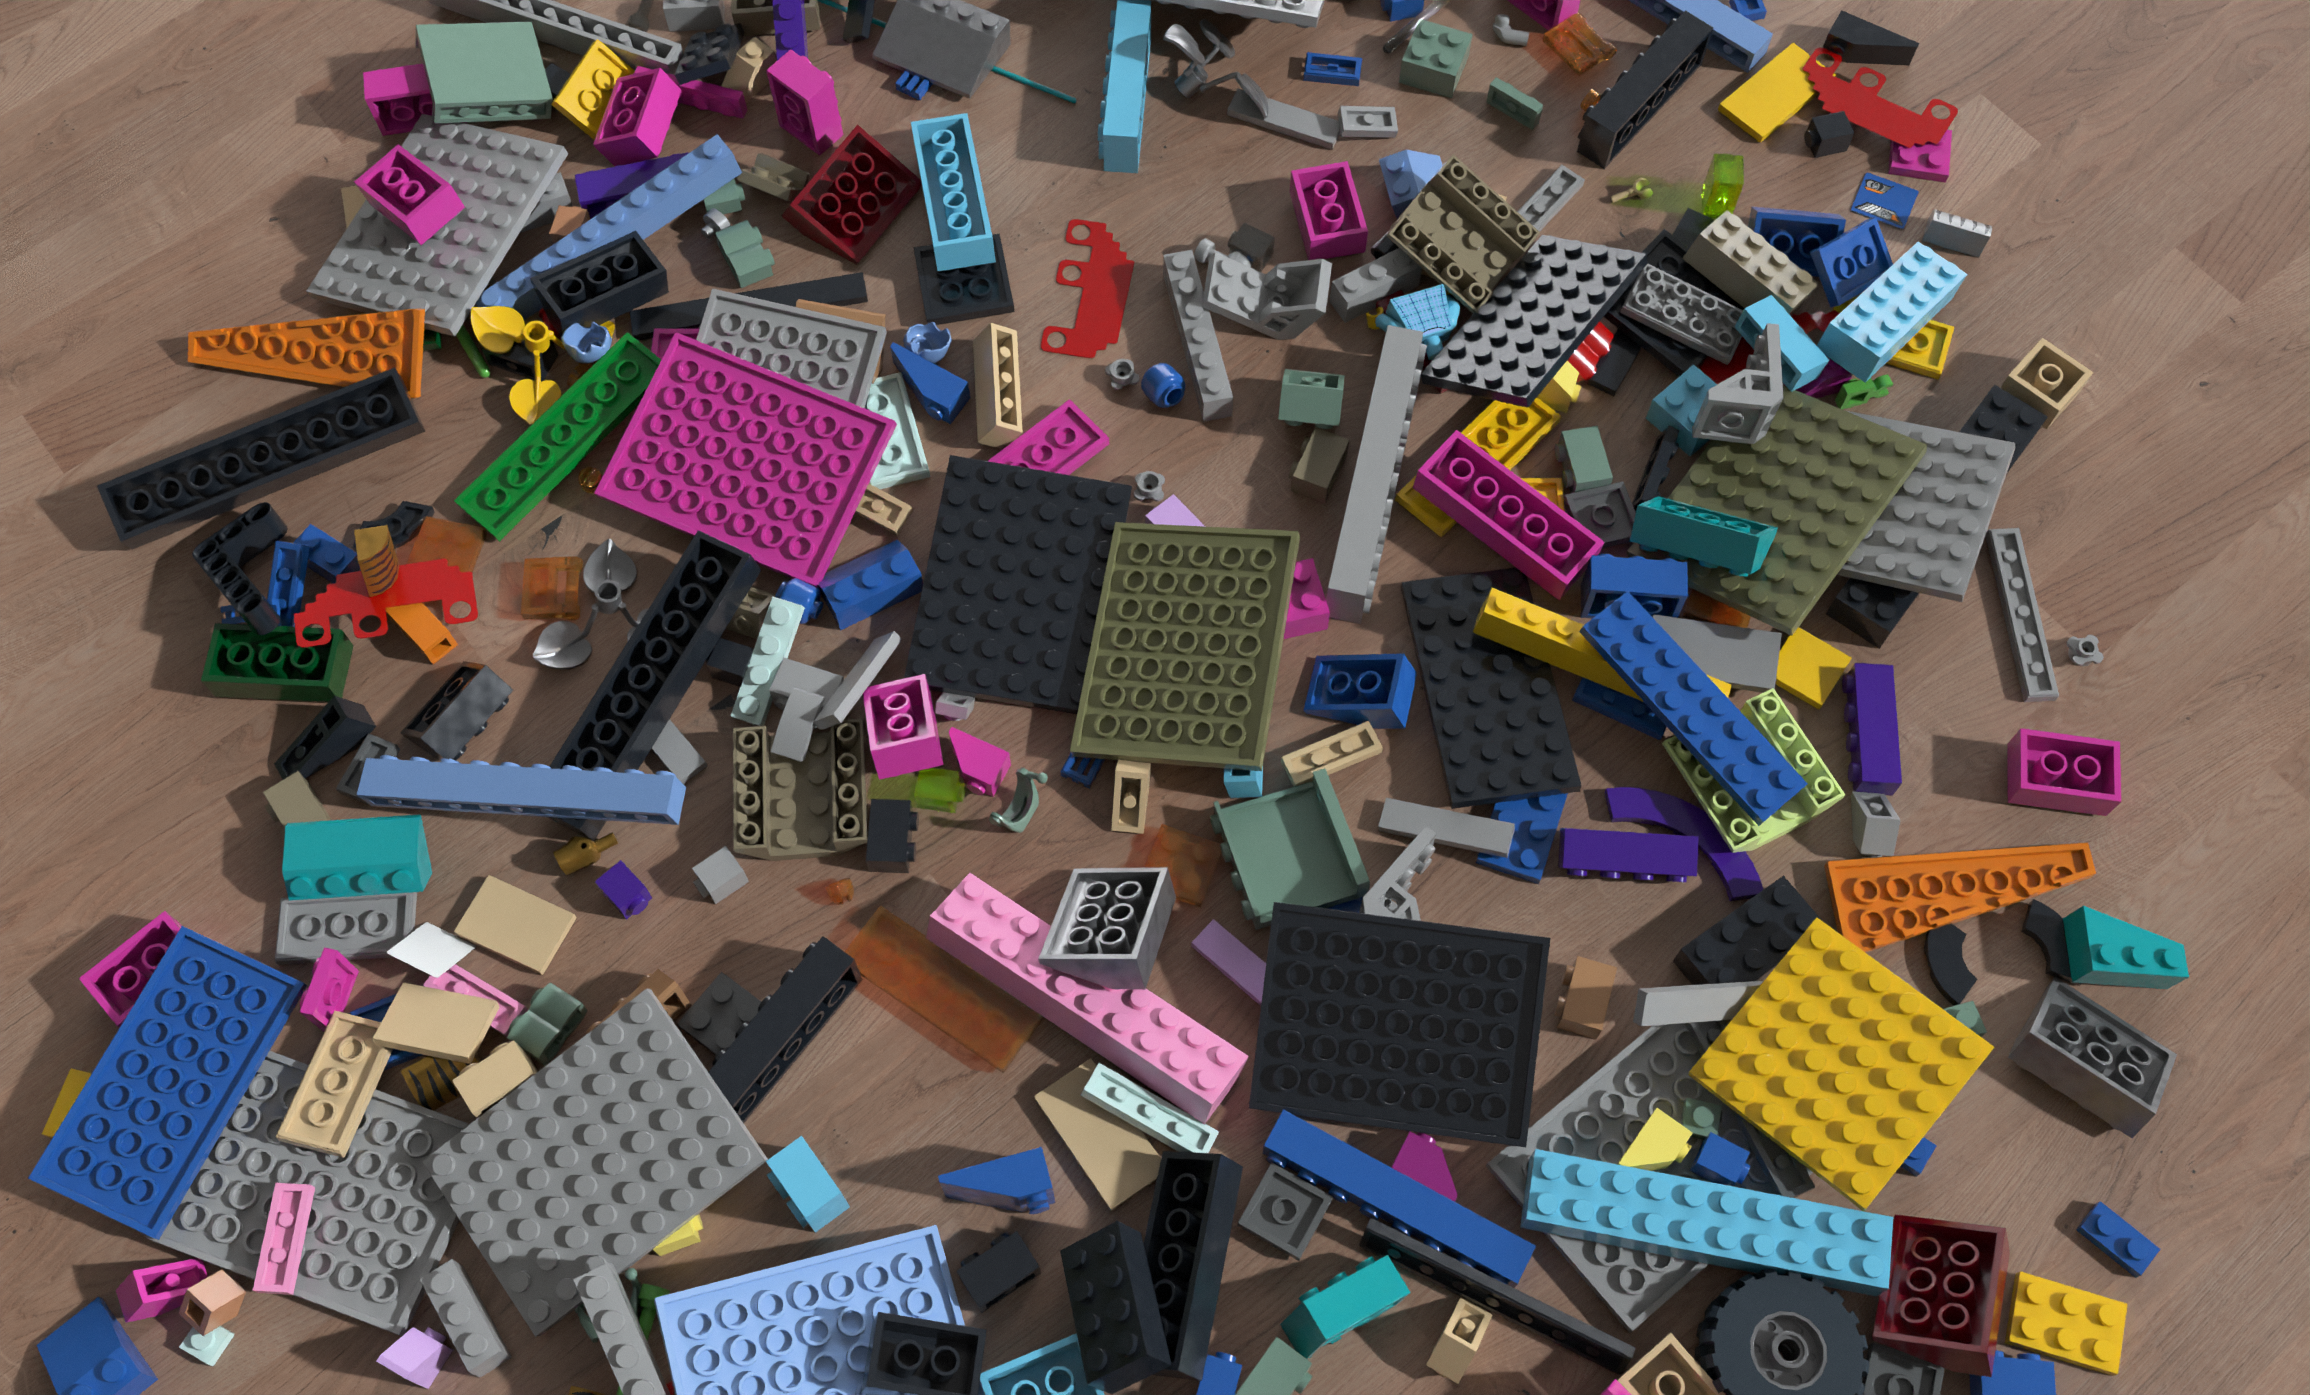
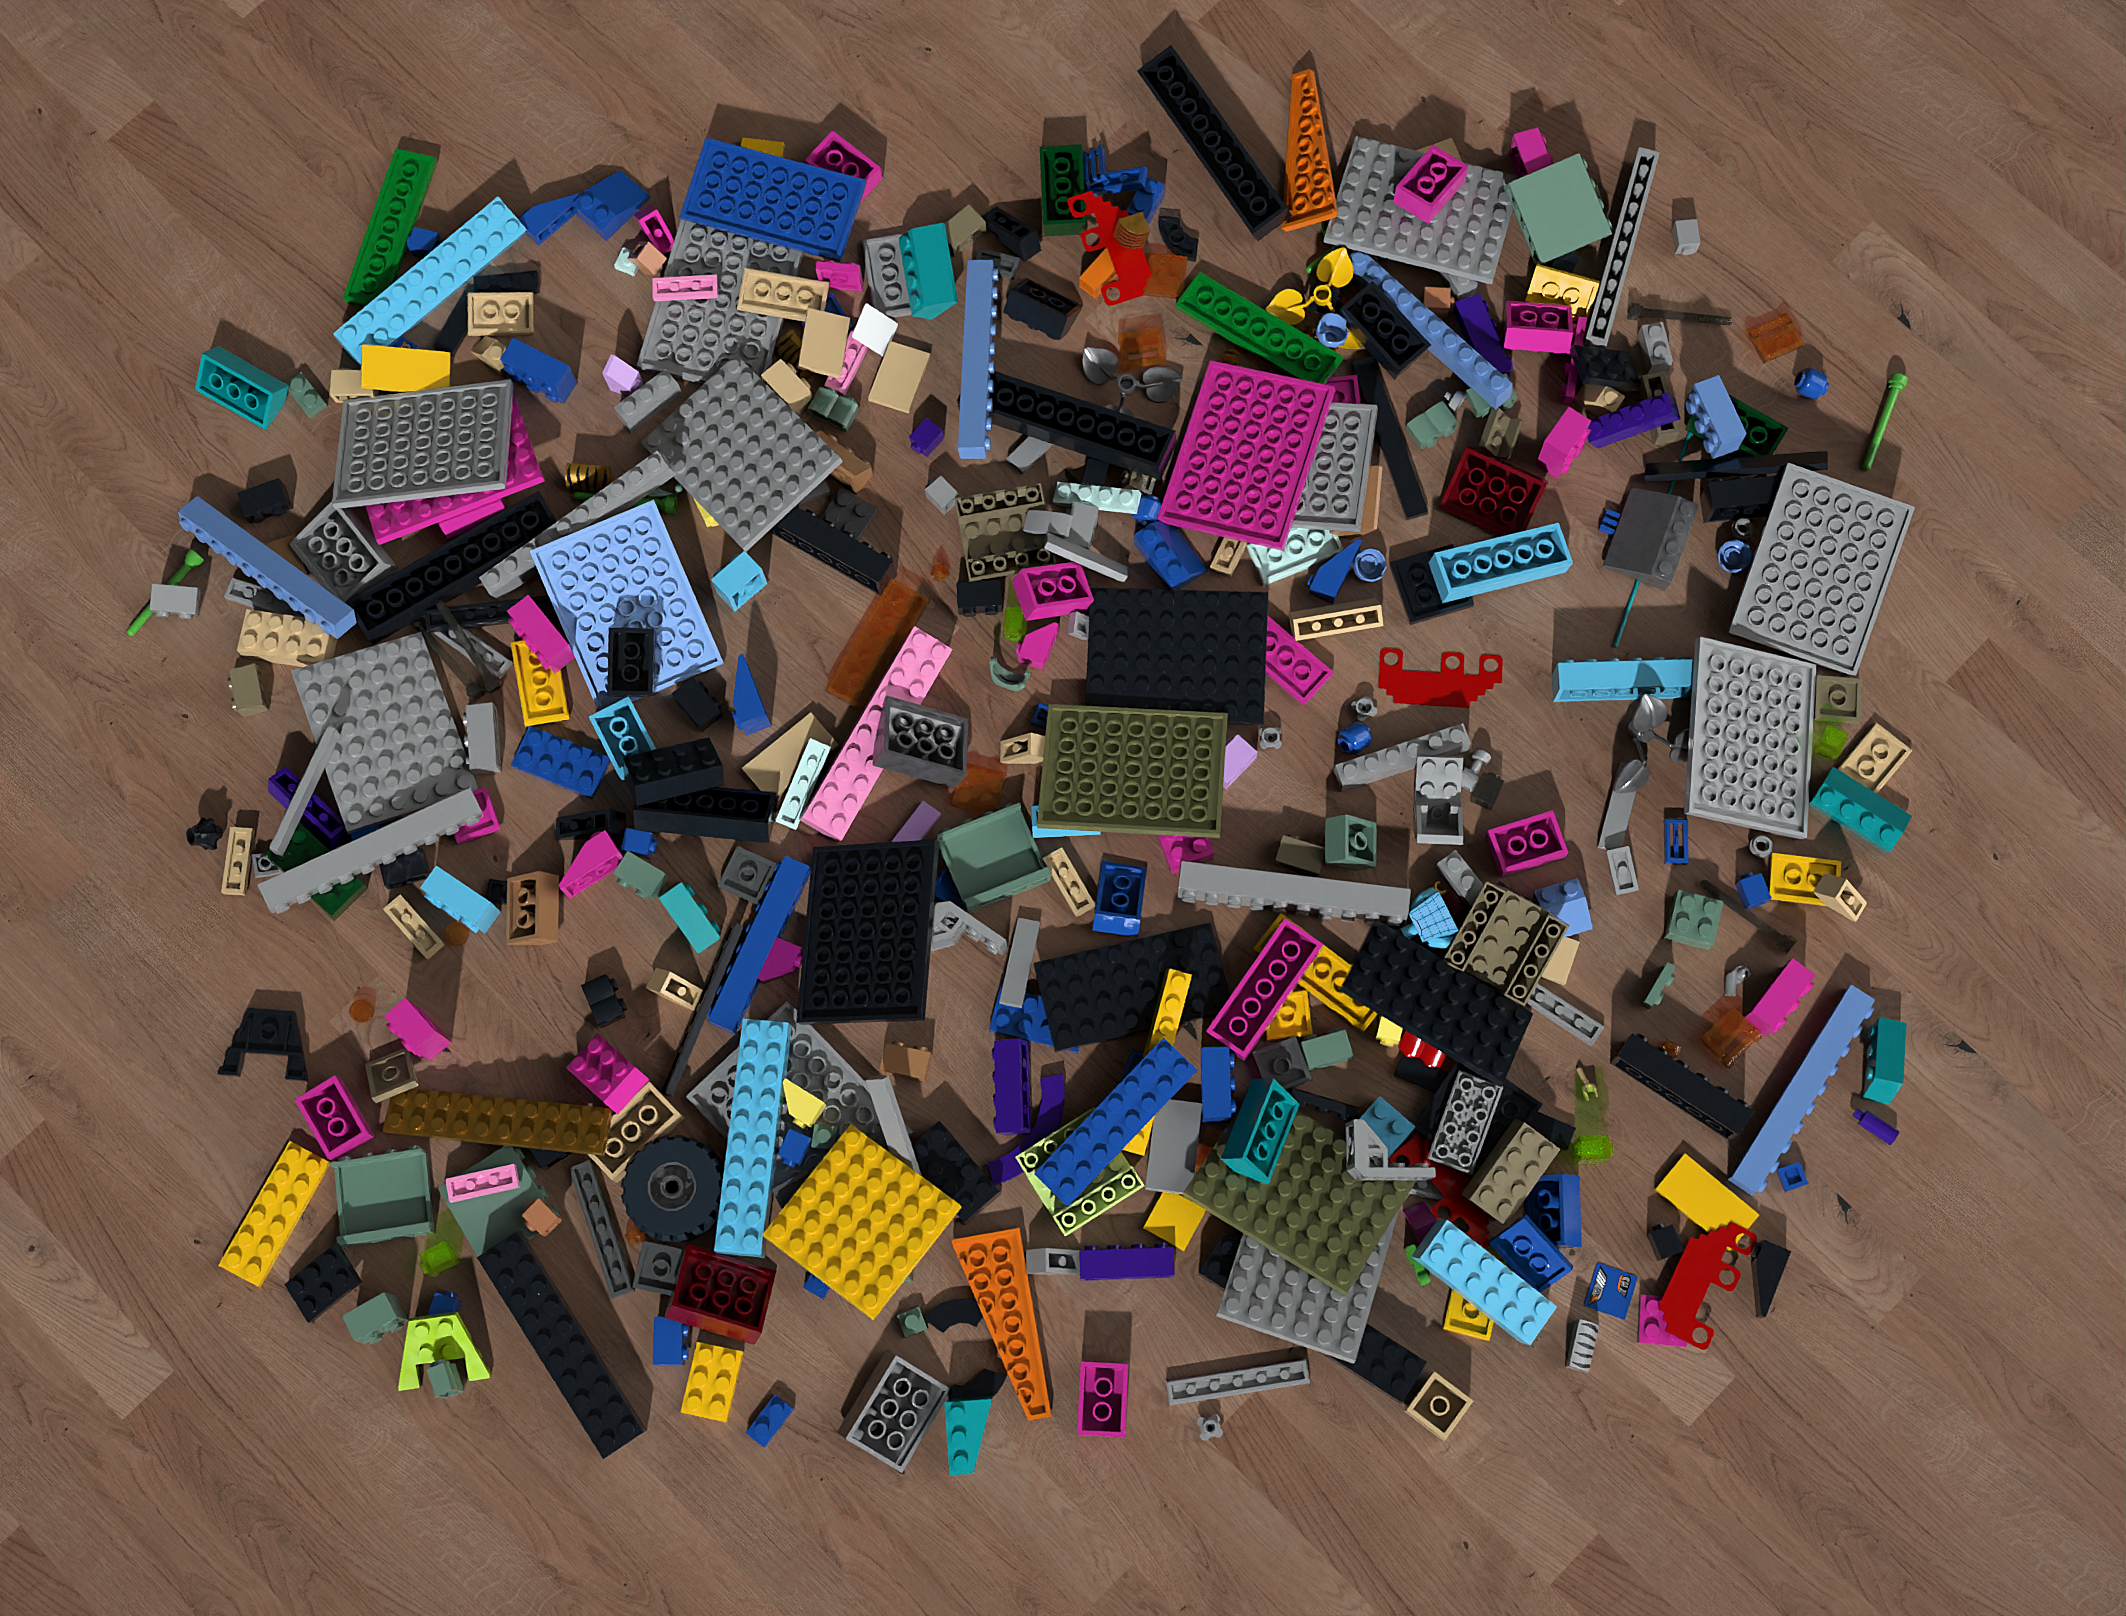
camera: 90 degrees right, 10 degrees up
(233, 547) = (1132, 135): black beam -> none
(582, 852) = (948, 405): pearl gold piece -> none
(1799, 354) = (1439, 1192): medium azure brick -> none

